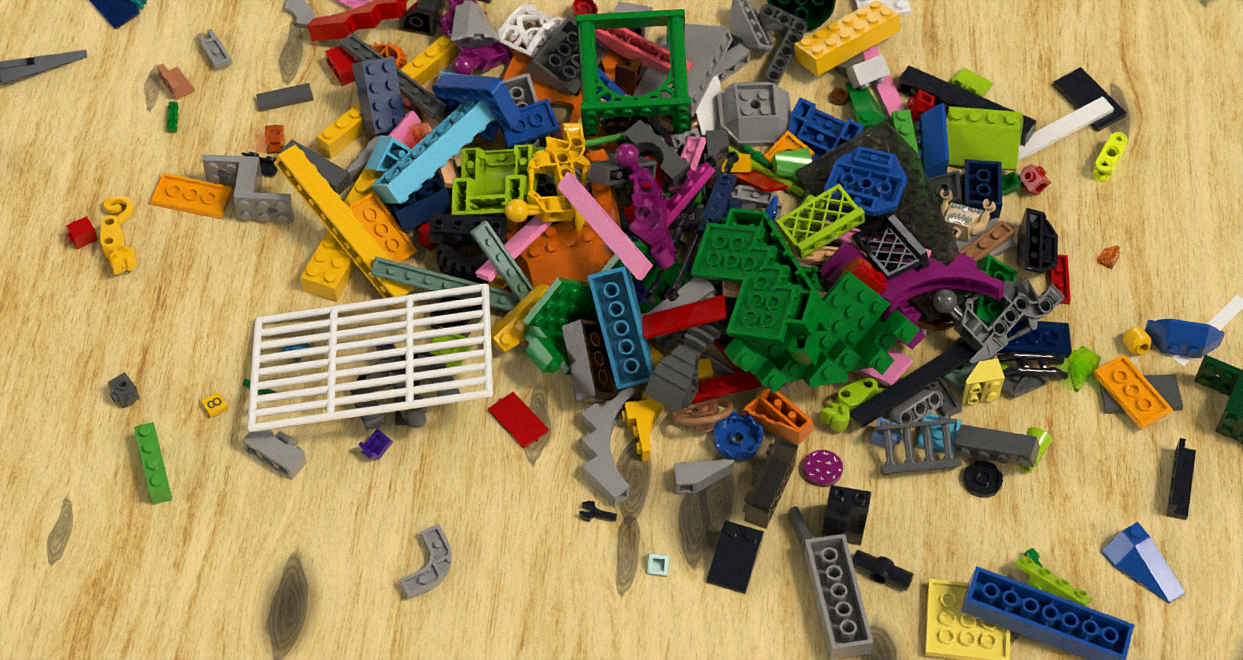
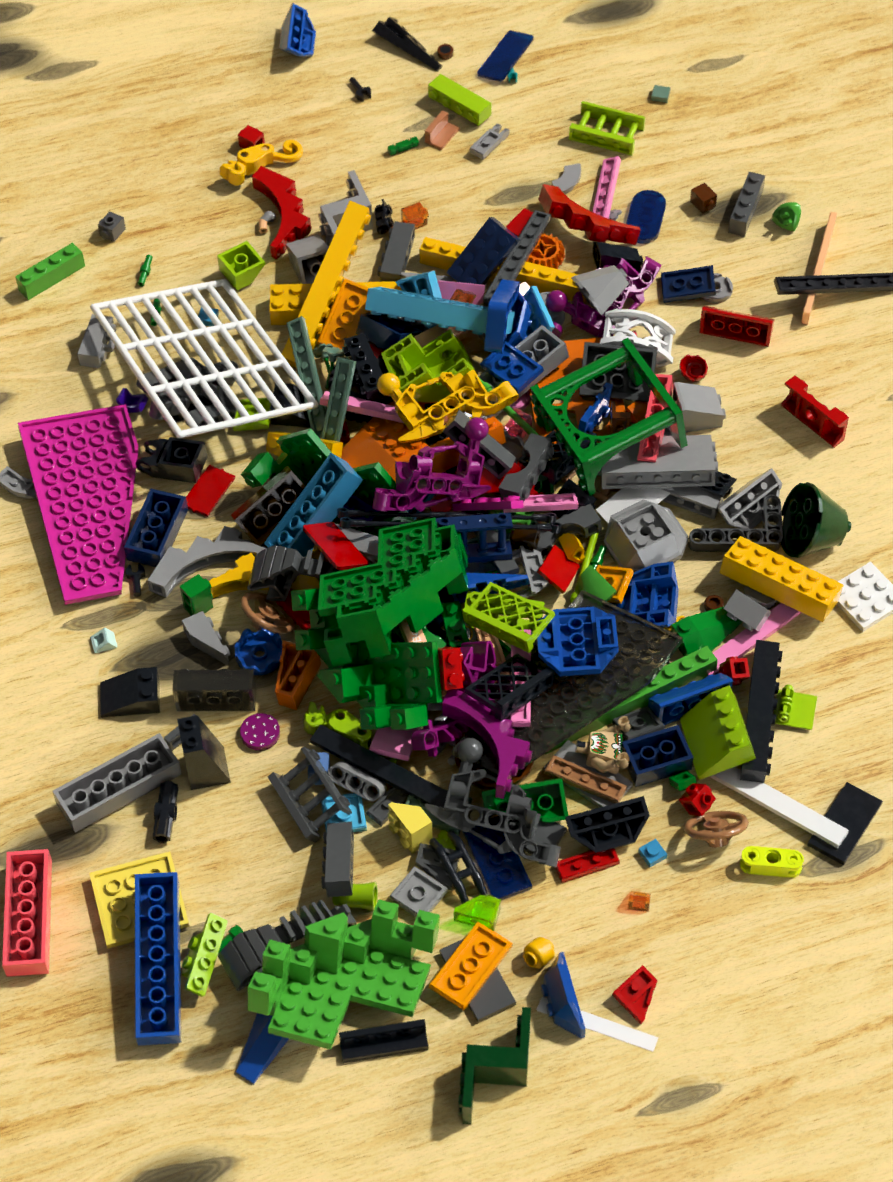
camera: 70 degrees right, 0 degrees up
(67, 40) = (445, 51): none -> reddish brown tile
(72, 123) = (360, 90): none -> black bar
(147, 49) = (459, 99): none -> lime brick
(171, 233) = (282, 194): none -> red arch
(192, 196) = (326, 185): light orange tile -> none
(198, 261) = (267, 216): none -> arm
(200, 381) = (145, 270): none -> green bar
(214, 404) = (127, 287): yellow tile -> none
(254, 294) = (240, 265): none -> lime slope
(281, 237) = (306, 257): none -> light grey slope
(284, 97) = (467, 206): dark grey tile -> none
(425, 252) = (330, 353): none -> sand green plant
(460, 517) = (85, 495): none -> dark pink wing
(473, 431) = (174, 459): none -> black brick
(552, 472) = (155, 527): none -> dark blue brick
(604, 226) = (389, 443): bright pink tile -> none
(655, 463) = (196, 595): none -> green brick
(982, 479) = (306, 866): black tile -> none
(1045, 405) = (418, 892): none -> light grey plate
(1067, 231) = (652, 853): none -> dark azure plate
(1070, 176) = (717, 830): none -> medium nougat piece
(1075, 538) = (245, 952): none -> dark grey piece
(1116, 473) = (364, 964): none -> bright green brick
(1195, 290) = (636, 993): none -> red wing

